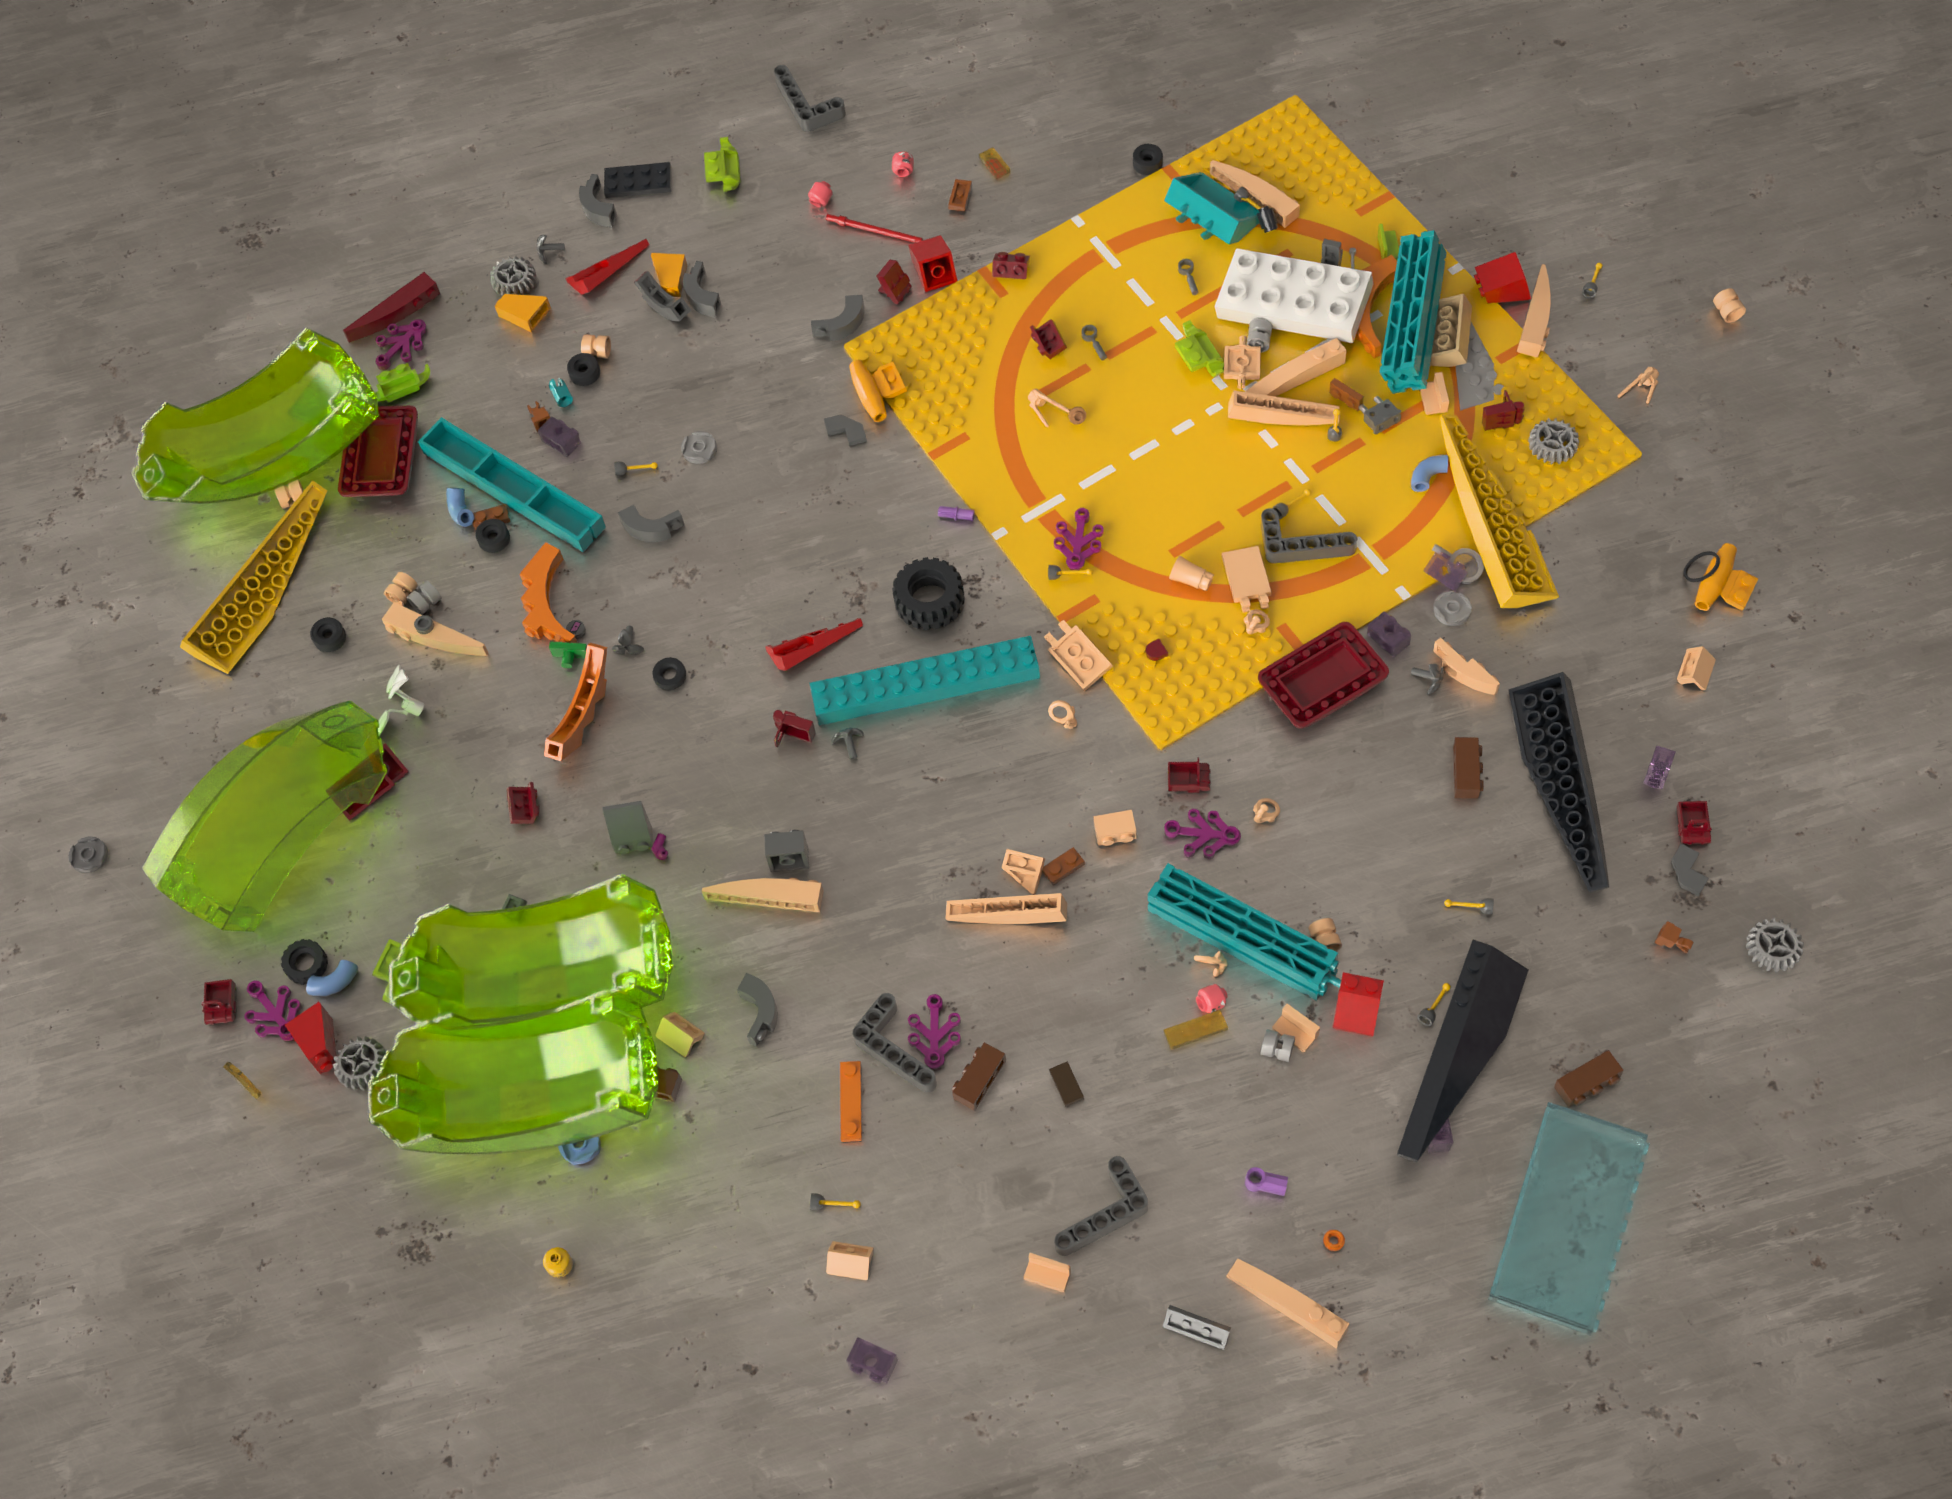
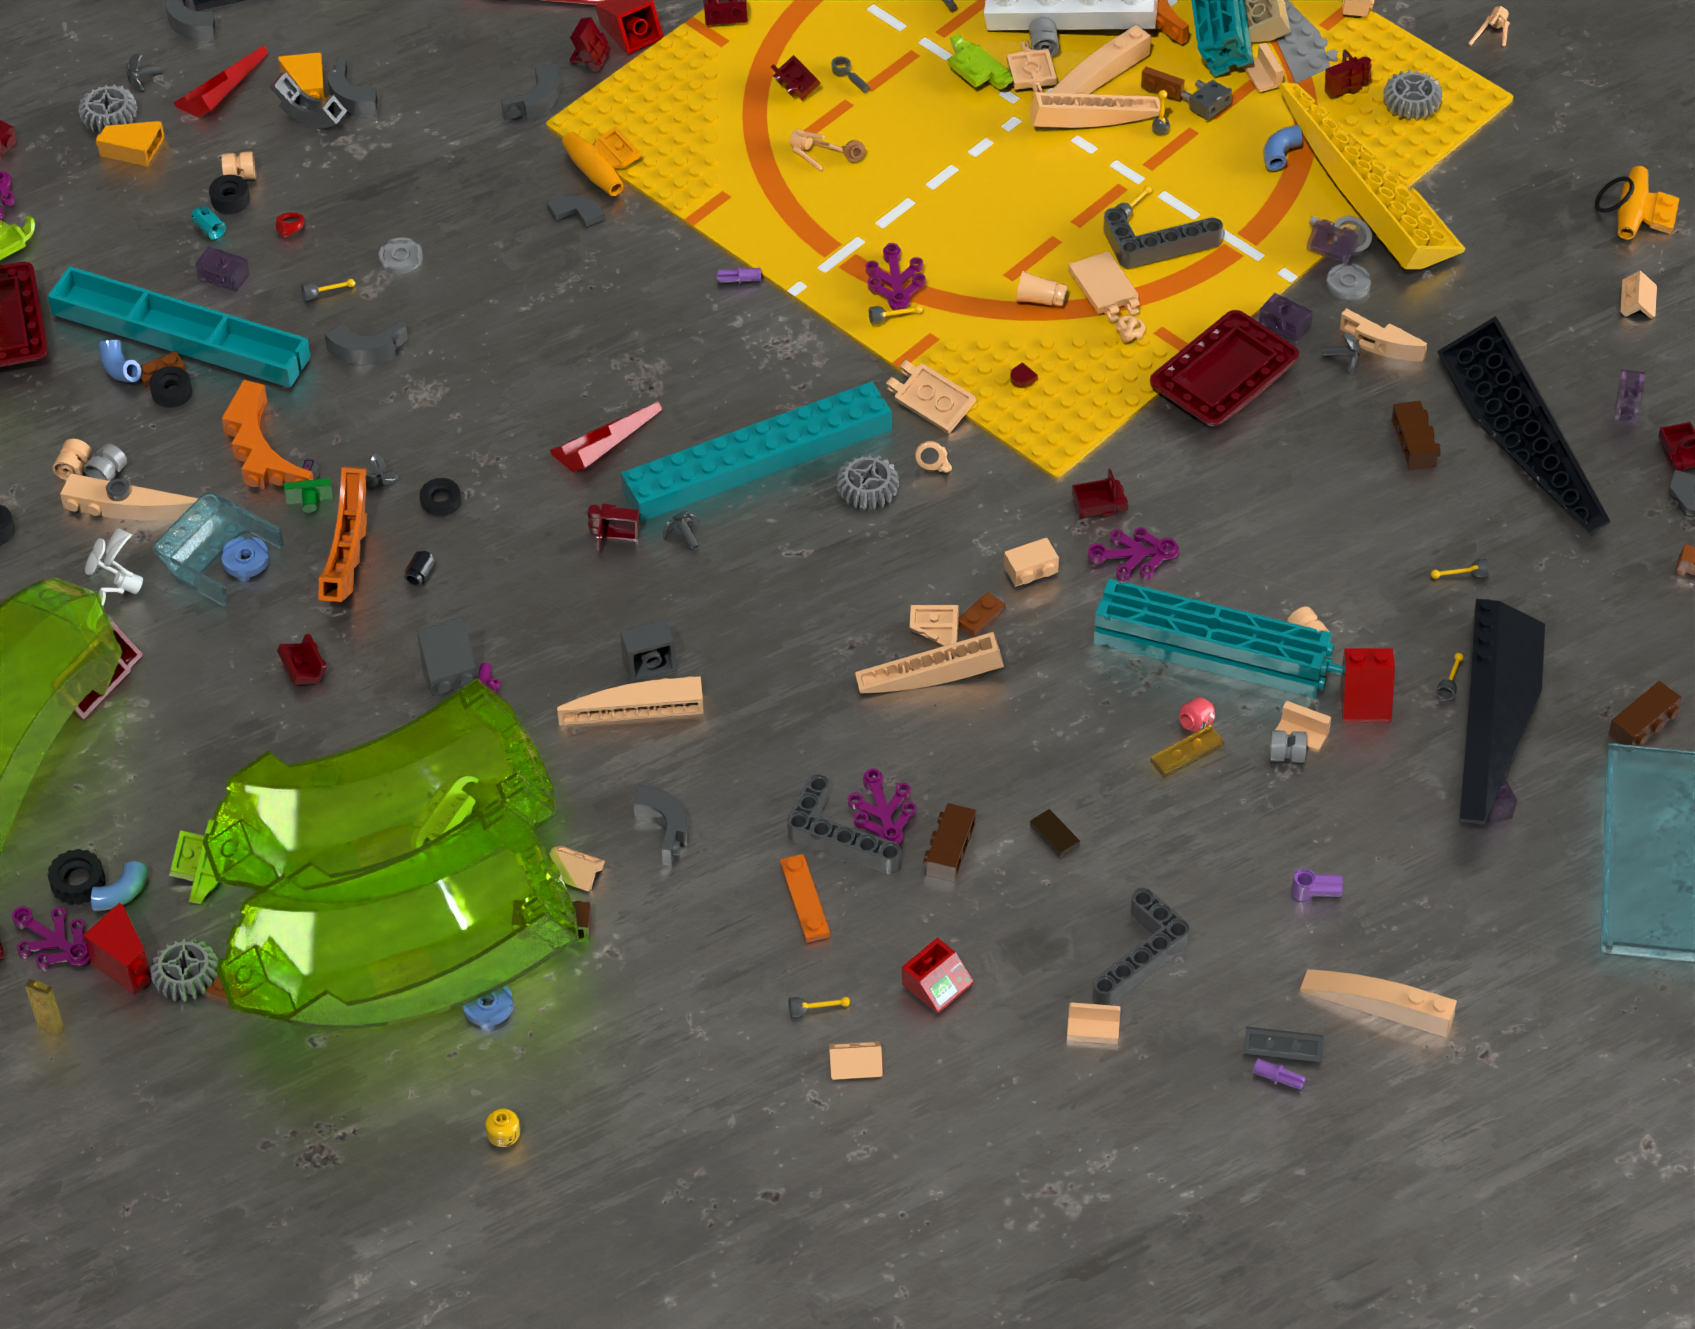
camera: 20 degrees left, 10 degrees down
(475, 679) = (200, 539): none -> clear light blue windscreen
(509, 709) = (245, 568): none -> medium blue plate
(540, 416) = (190, 251): dark orange piece -> none
(585, 970) = (443, 811): none -> lime plate
(622, 408) = (287, 229): none -> red piece
(635, 736) = (419, 568): none -> black brick
(864, 1350) = (906, 1143): clear purple brick -> none
(922, 574) = (731, 338): black tyre -> none
(932, 1200) = (936, 976): none -> red slope
(1006, 733) = (867, 482): none -> light grey gear
(1186, 1354) = (1278, 1074): none -> medium lavender axle
(1217, 959) = (1186, 675): light nougat piece -> none
(1261, 811) = (1194, 519): light nougat piece -> none
(1334, 1234) = (1414, 924): orange plate -> none

